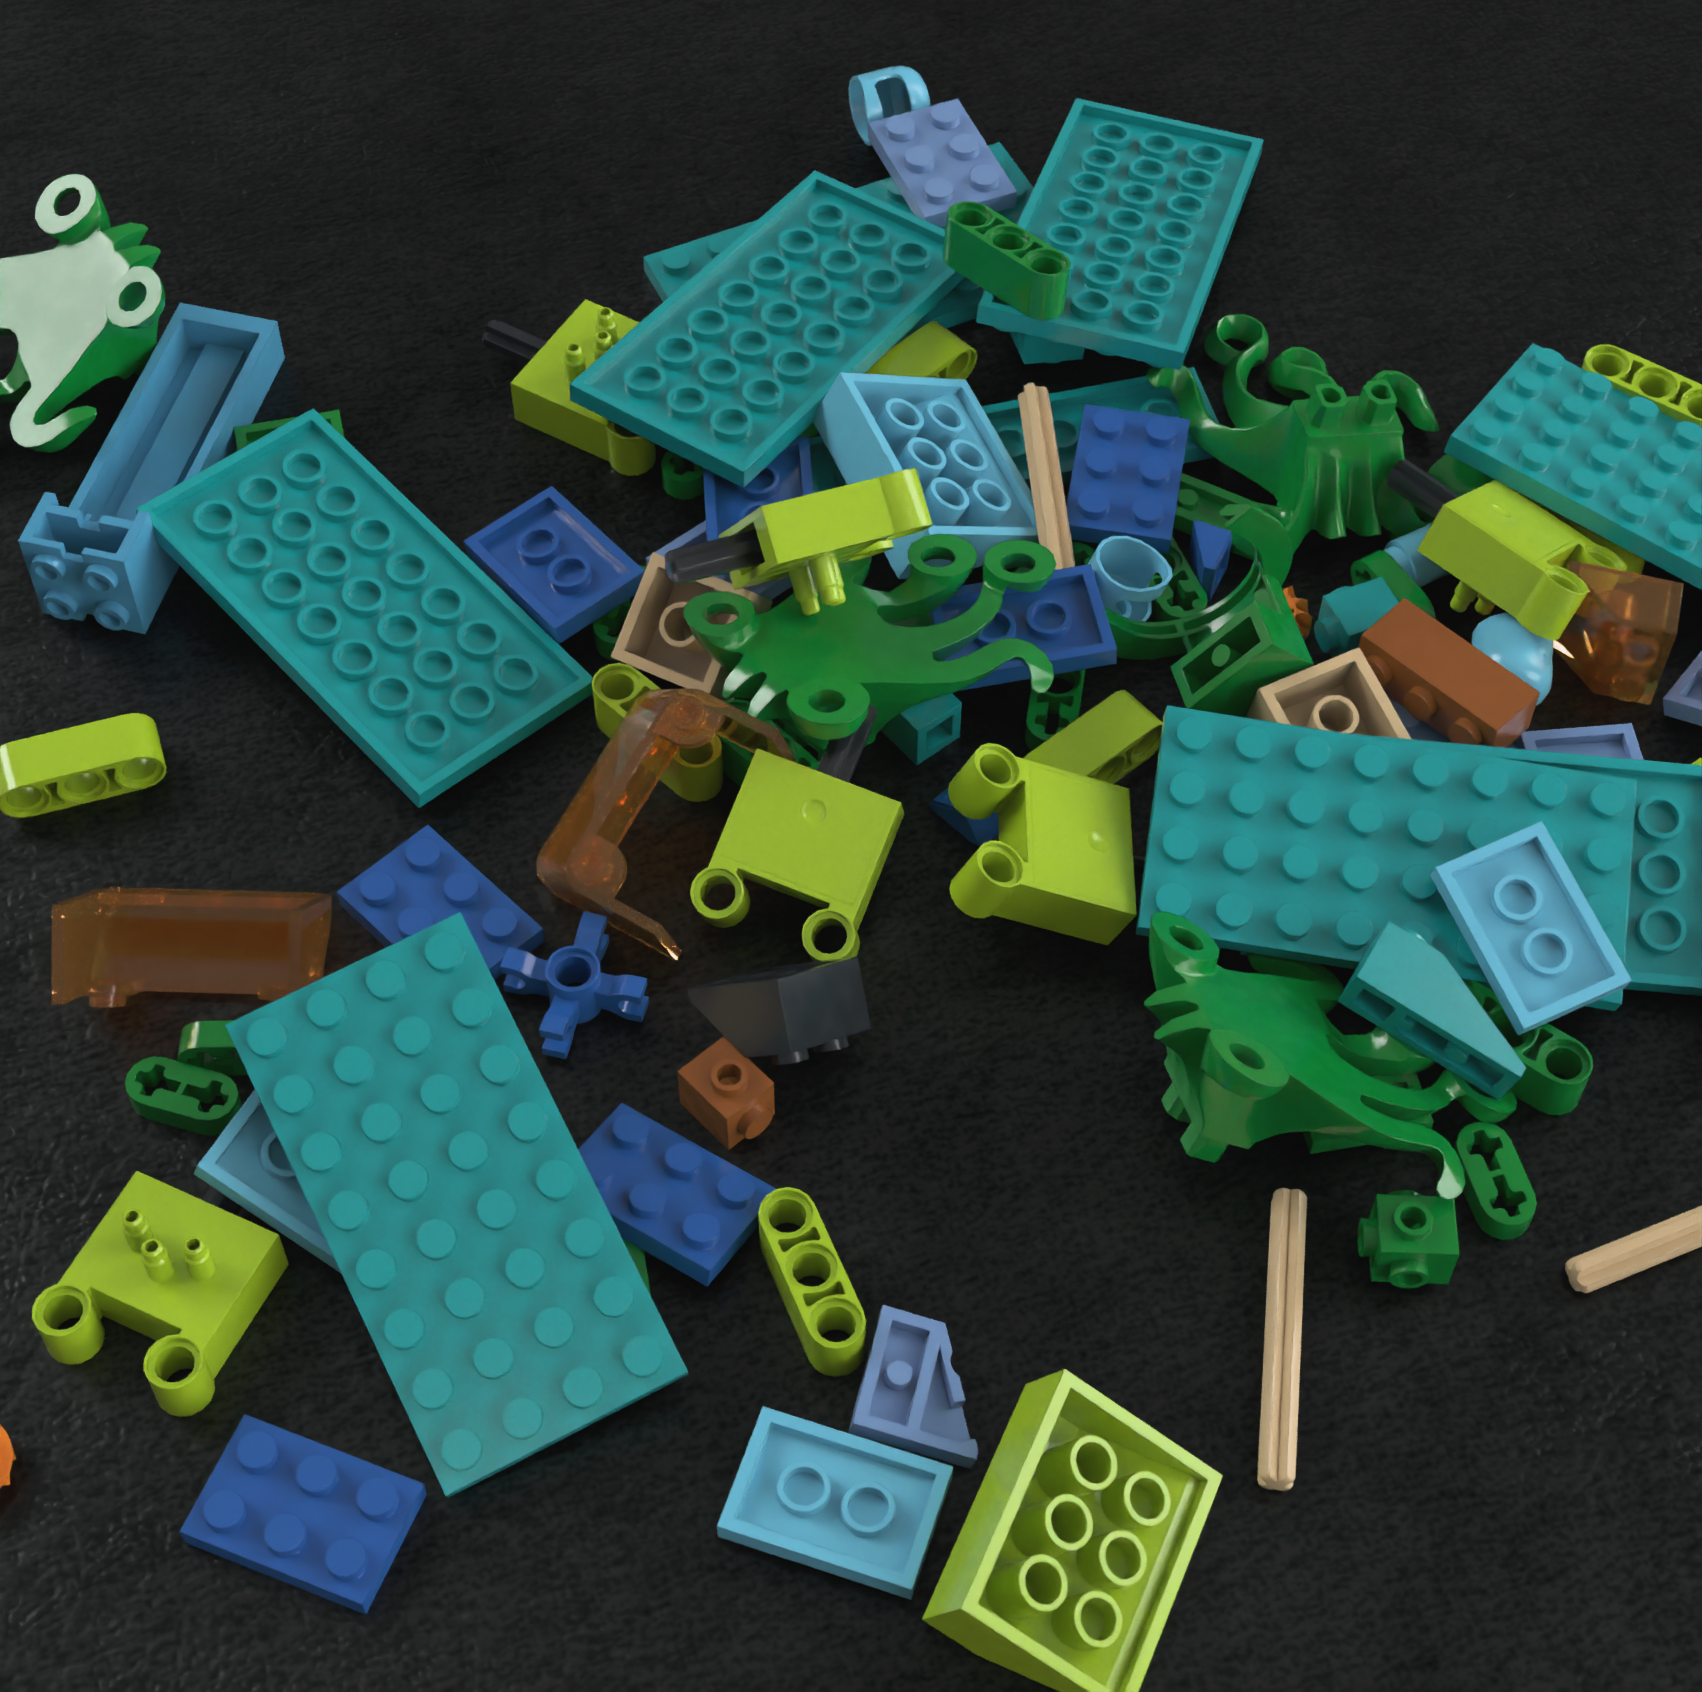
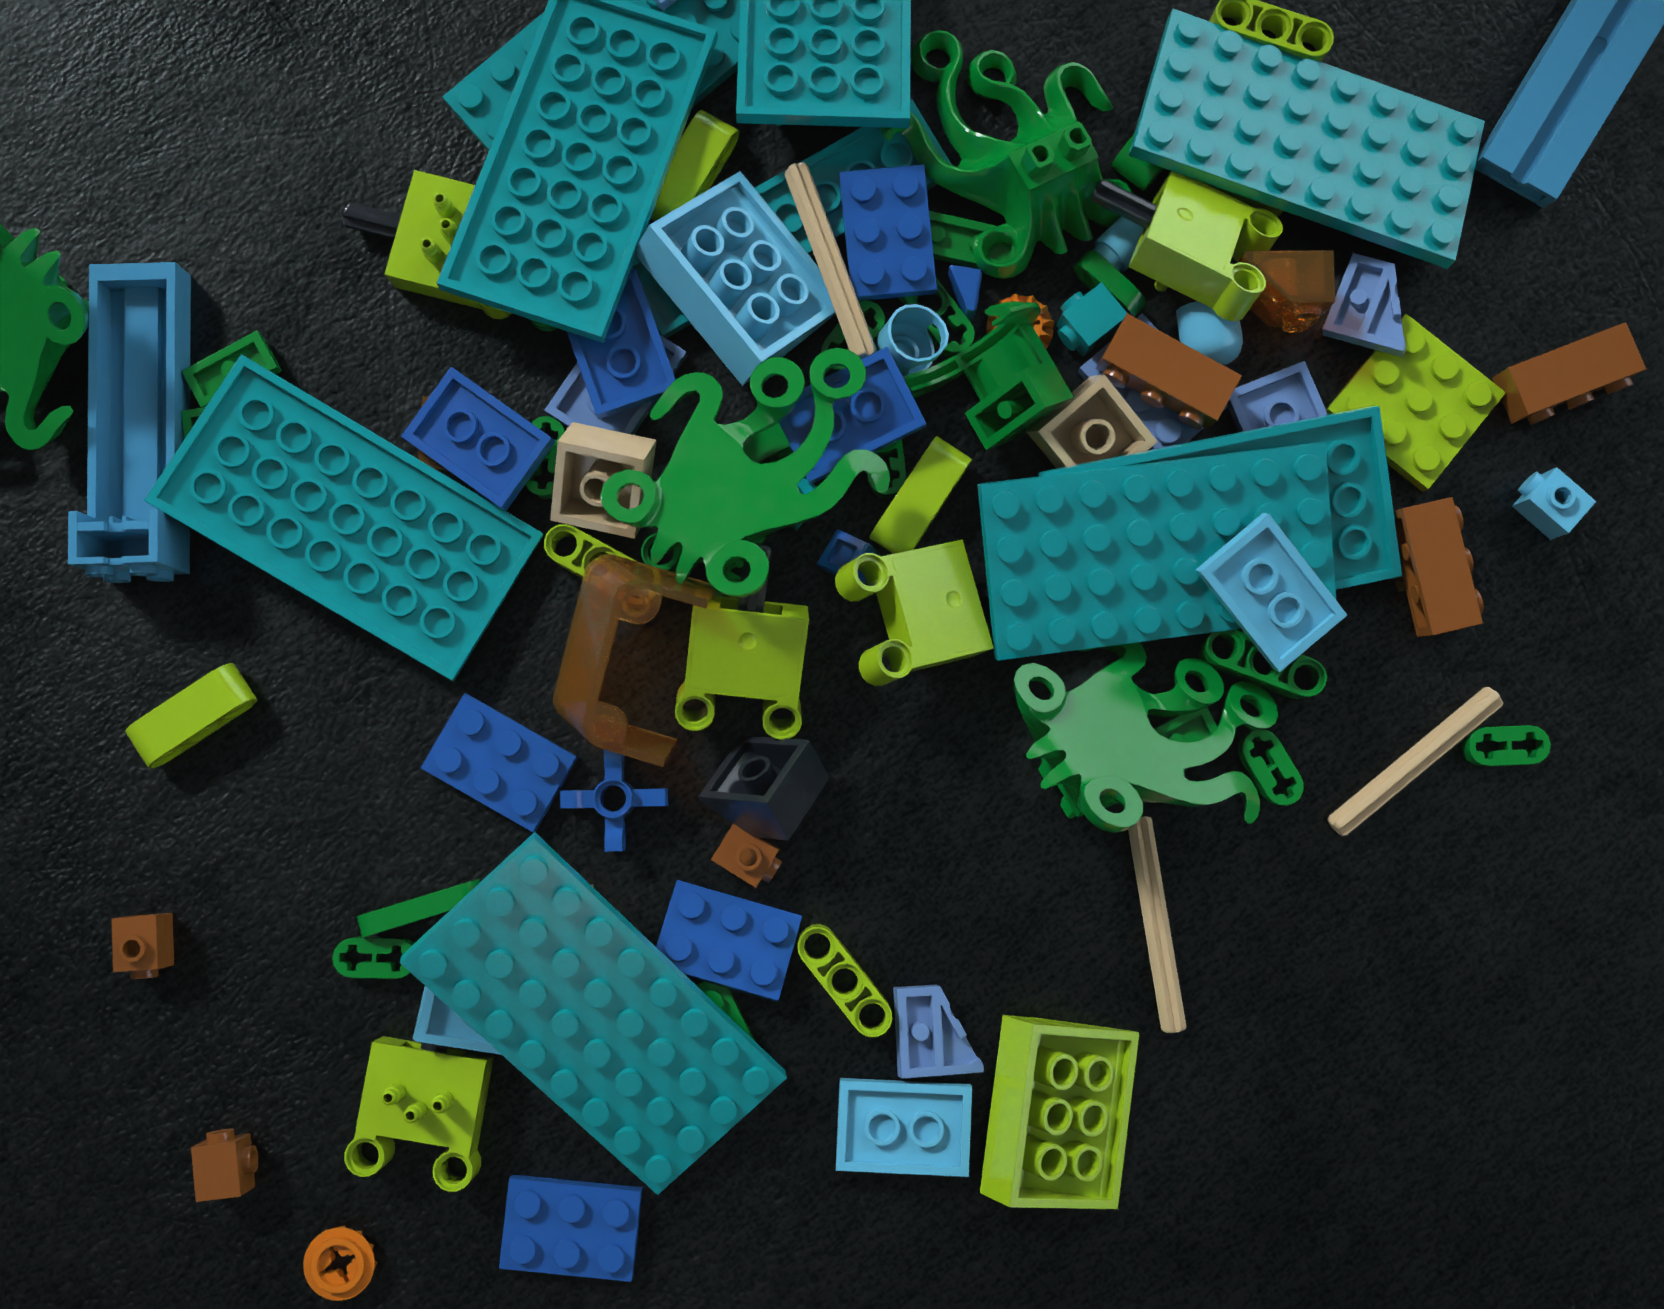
camera: 20 degrees left, 30 degrees up
(187, 941) = (333, 835): clear orange windscreen -> none
(809, 538) = (683, 426): lime piece -> none
(1006, 260) = (737, 49): green beam -> none
(1410, 1239) = (1242, 840): green brick -> none
(1427, 1005) = (1209, 671): teal slope -> none

